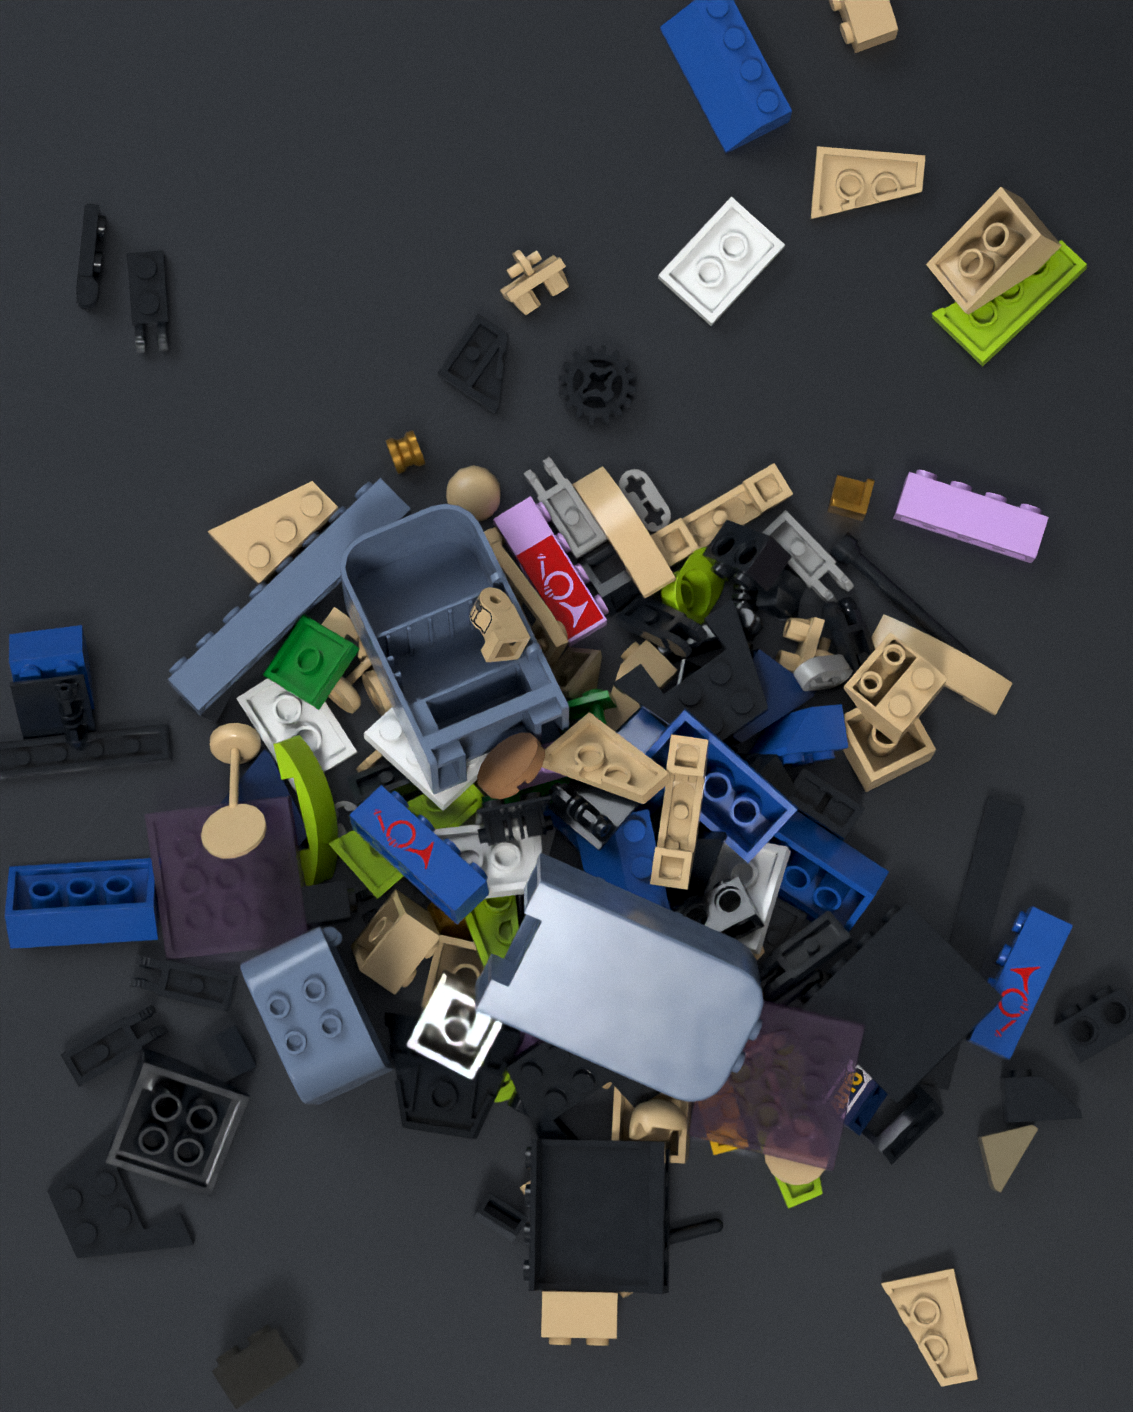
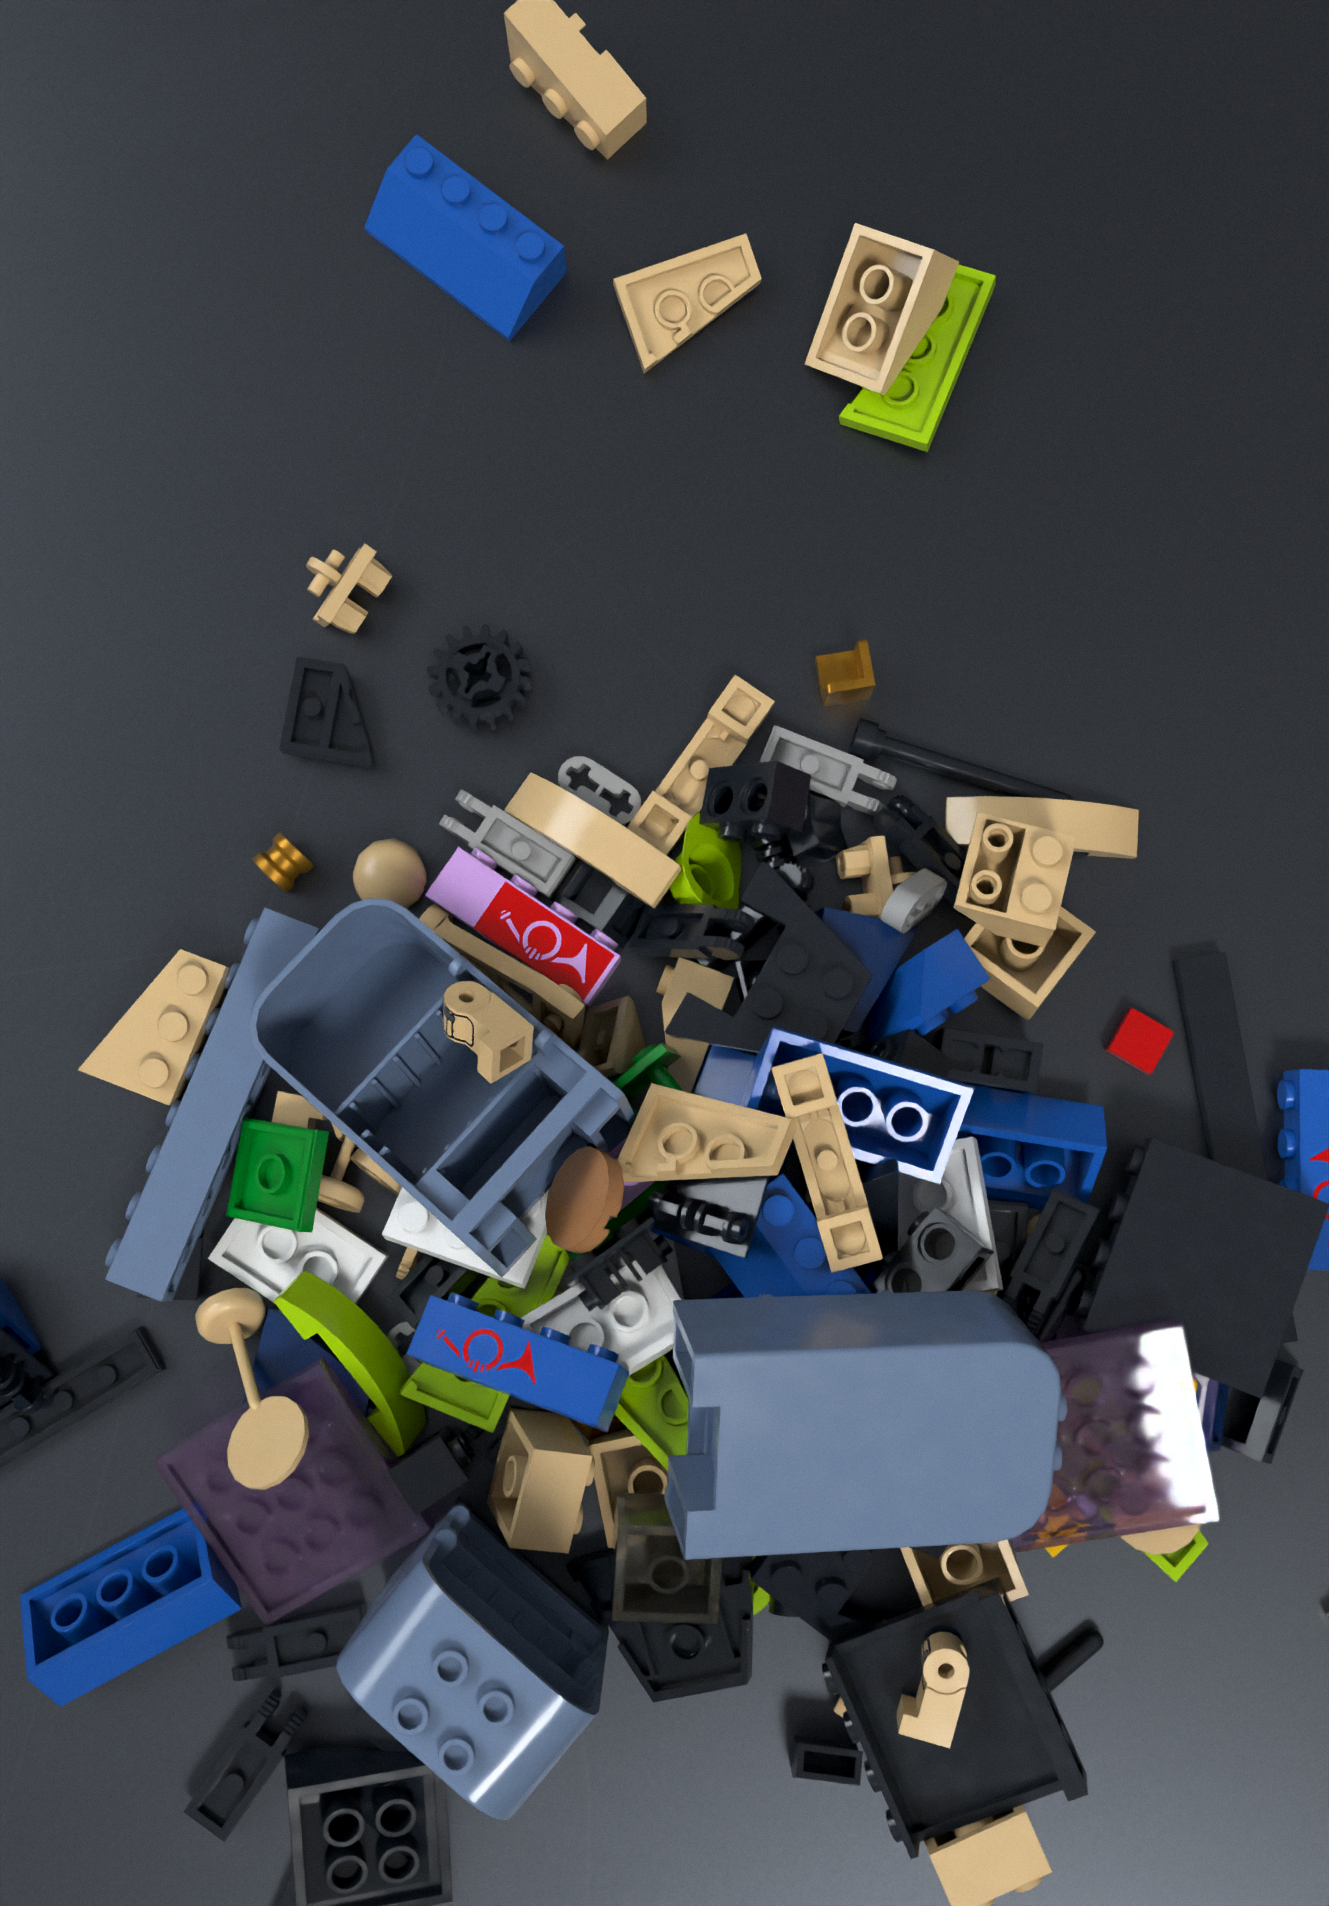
camera: 20 degrees left, 0 degrees up
(605, 1182) = (940, 1693): none -> tan leg
(656, 1121) = (970, 1565): tan hair -> none
(721, 261) = (561, 466): white plate -> none
(937, 841) = (1139, 1041): none -> red tile
(970, 516) = (999, 633): lavender brick -> none

